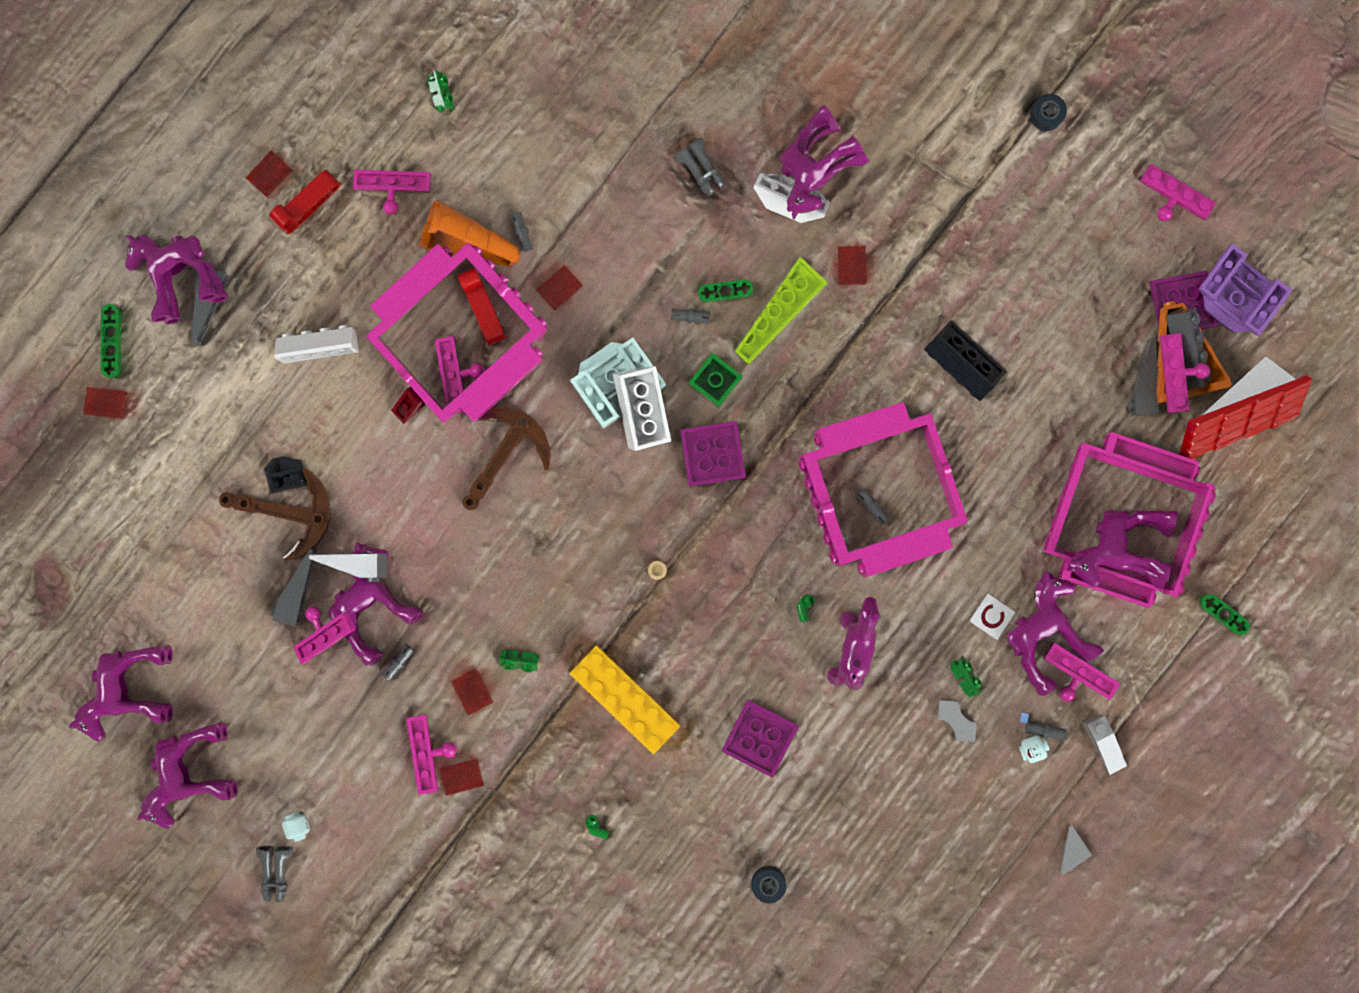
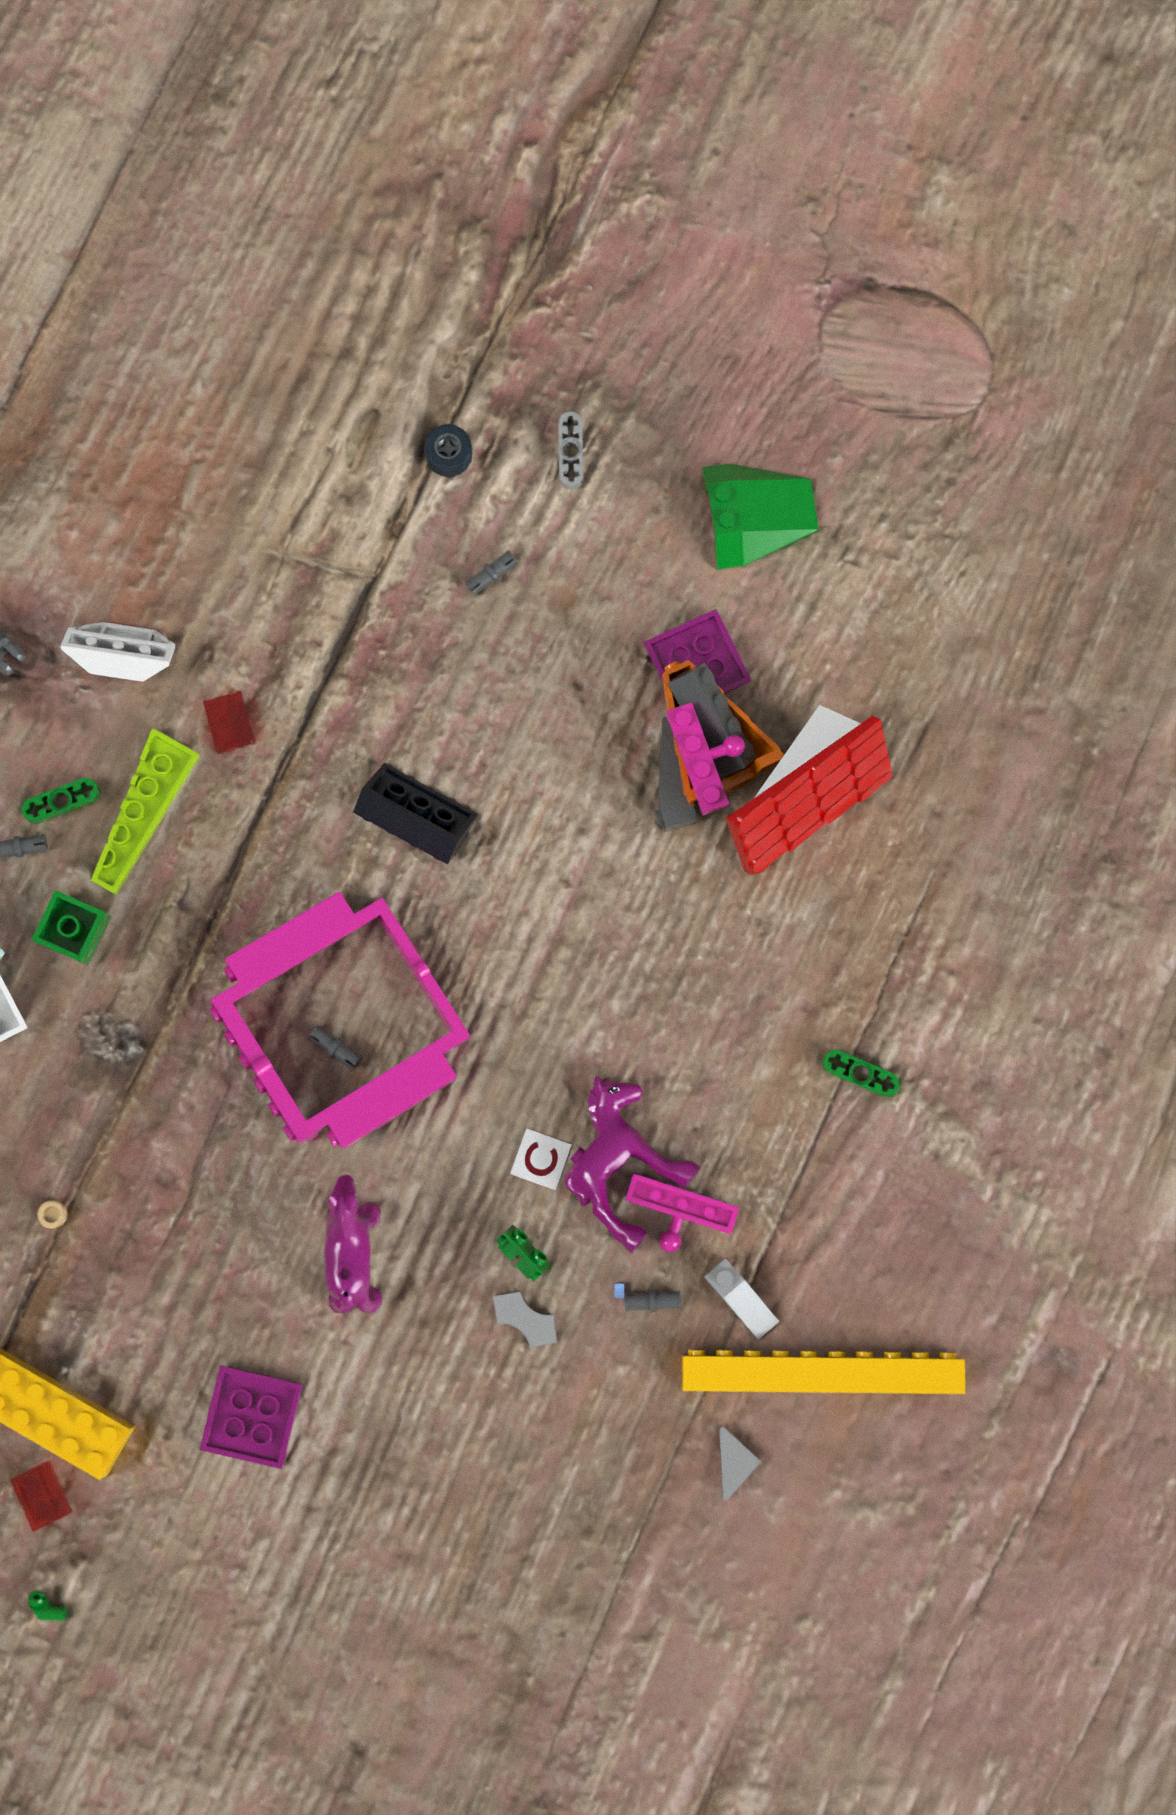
camera: 20 degrees left, 5 degrees down
(609, 754) = (41, 1495): none -> clear red plate
(713, 453) = (93, 1030): magenta plate -> none
(768, 884) = (302, 1629): black wheel -> none
(803, 605) = (270, 1213): green arm -> none
(811, 174) = (141, 610): magenta animal -> none
(1034, 749) = (641, 1331): light aqua head -> none
(1057, 206) = (491, 572): none -> dark grey pin
(1113, 547) = (677, 1016): magenta animal -> none
(1139, 128) = (577, 432): none -> light grey beam
(1147, 808) = (823, 1373): none -> yellow brick
(1154, 464) = (704, 890): dark pink door -> none
(1176, 193) = (651, 516): dark pink plate -> none
(1240, 294) = (768, 629): medium lavender slope -> none
(1251, 208) = (756, 512): none -> green wedge

